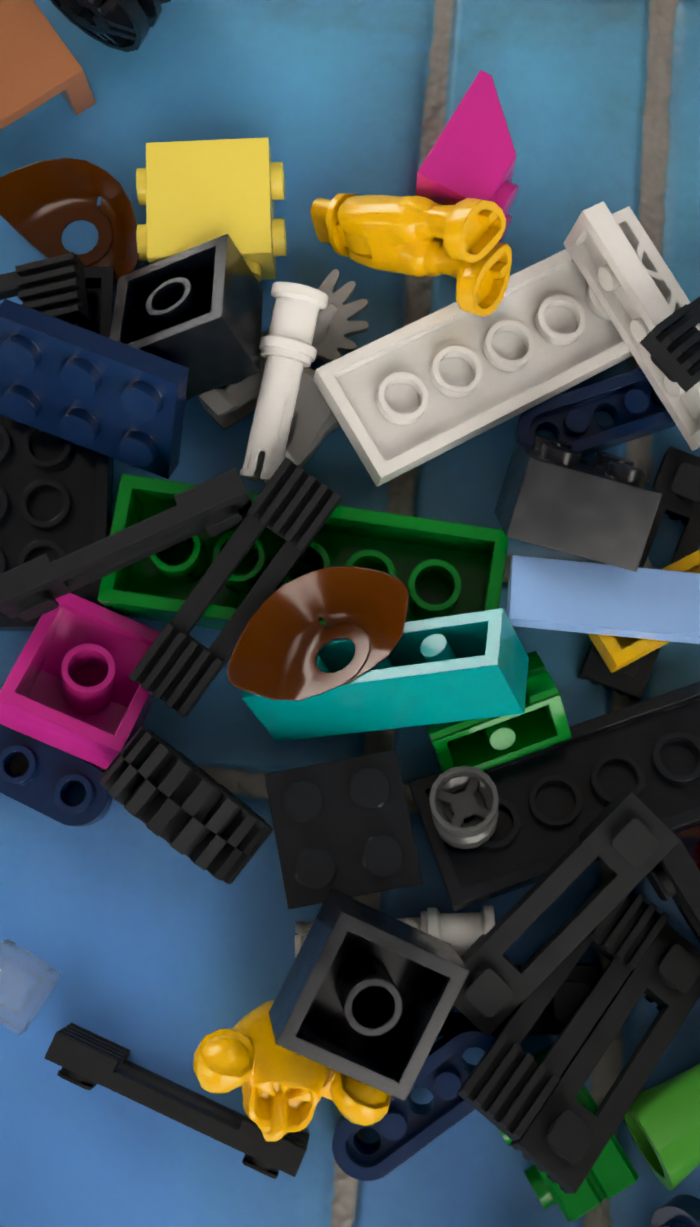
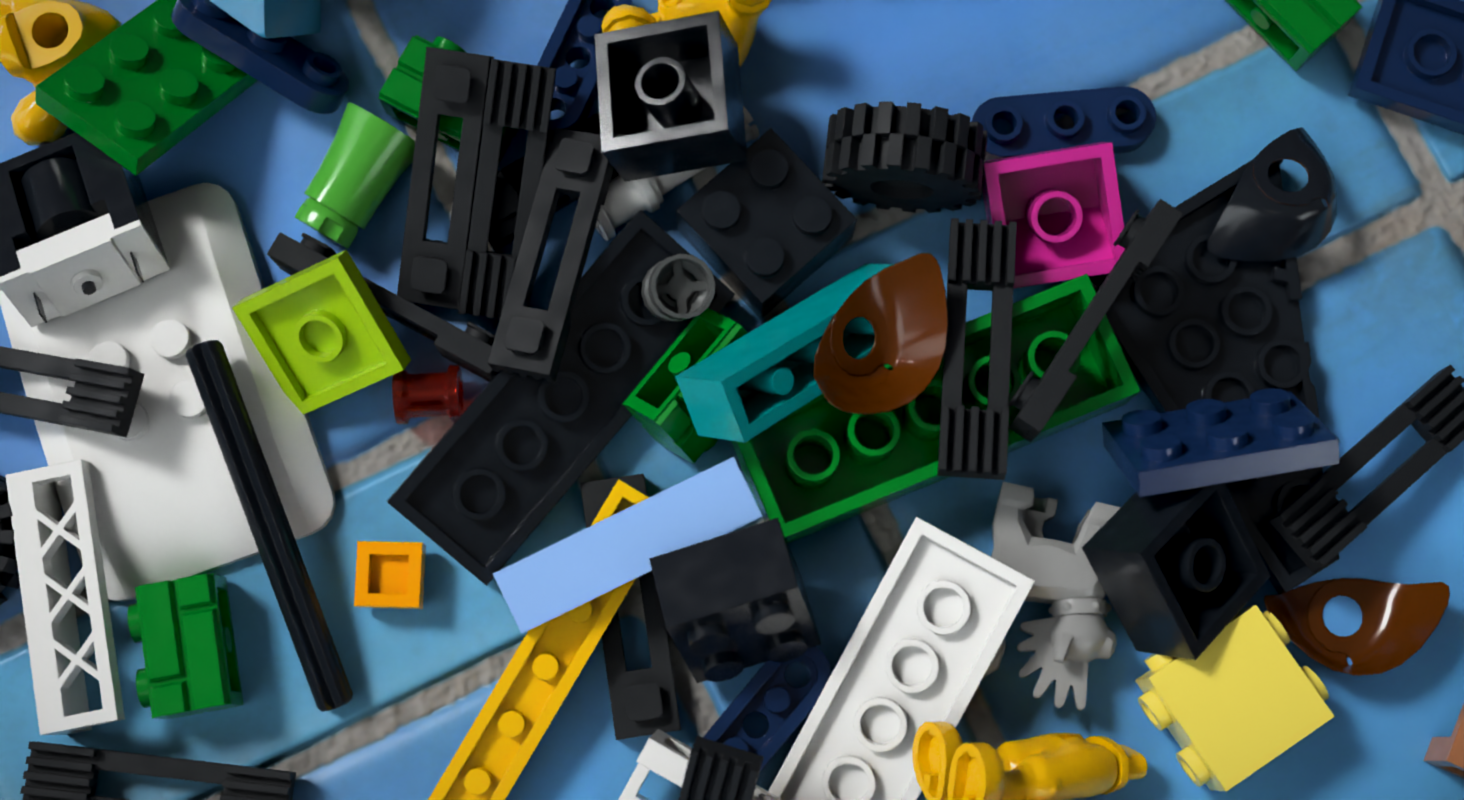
camera: 140 degrees right, 0 degrees up
(286, 353) = (1069, 582): white pin -> none

